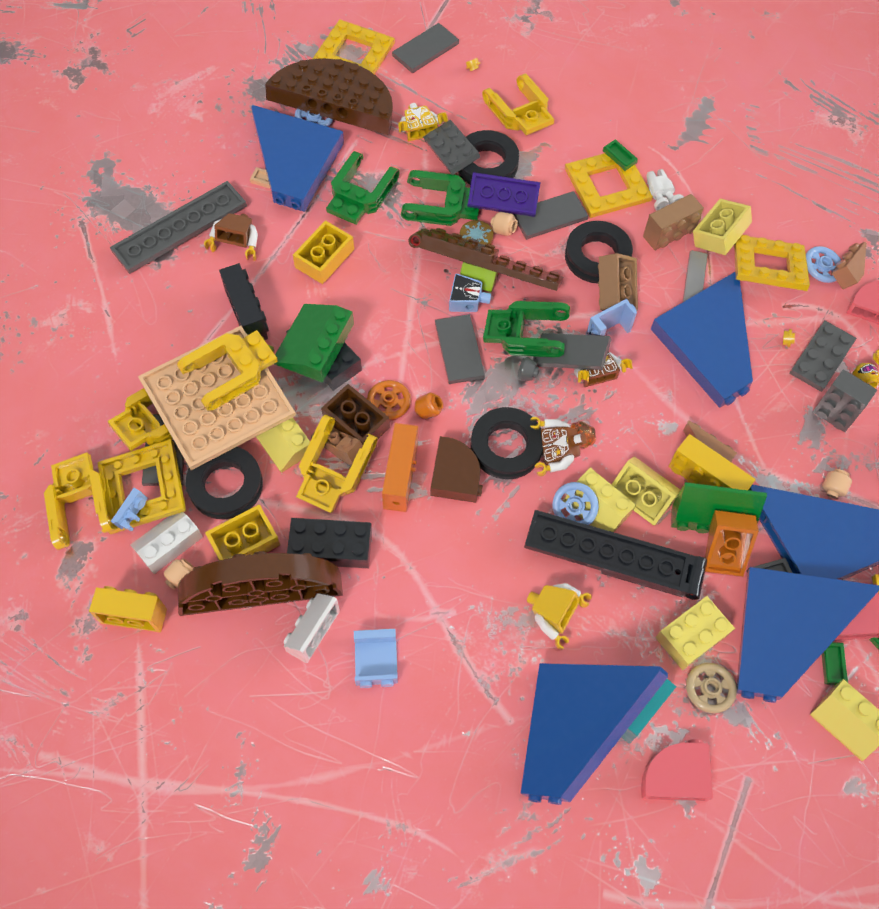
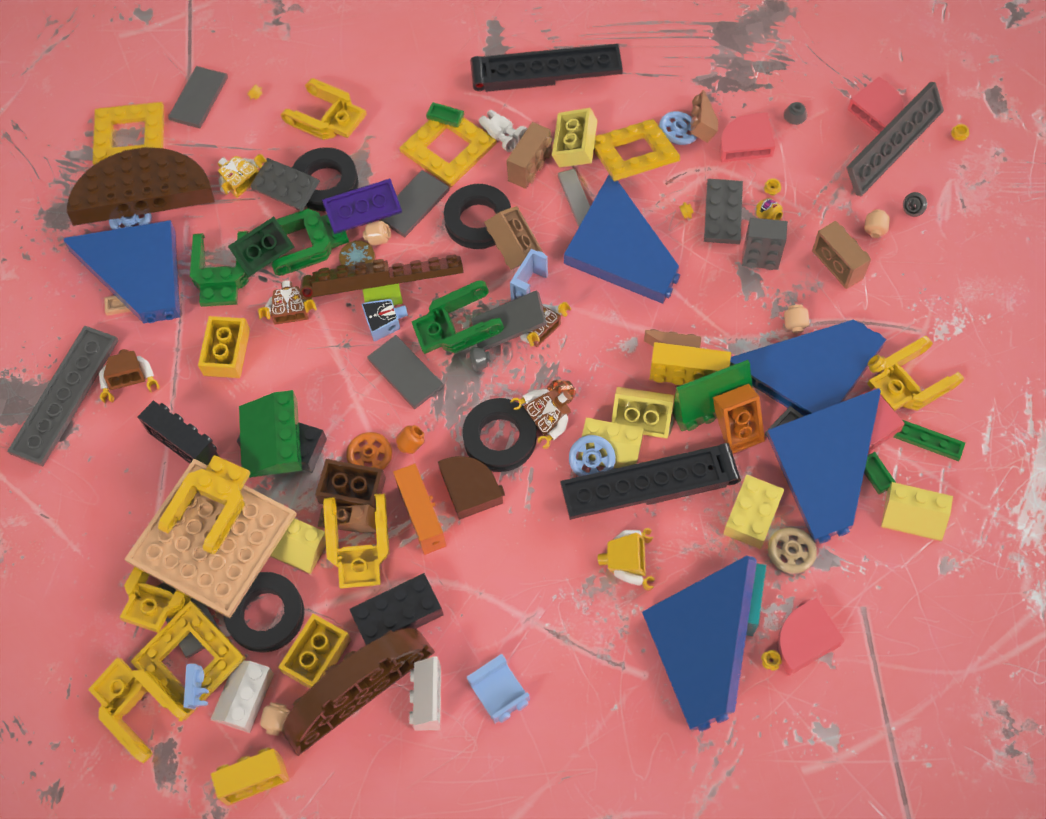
camera: 25 degrees left, 0 degrees up
(393, 244) = (287, 305): none -> torso
(401, 186) = (261, 246): none -> dark green slope
(637, 771) = (771, 654): none -> yellow plate
(731, 156) = (544, 67): none -> black hinge

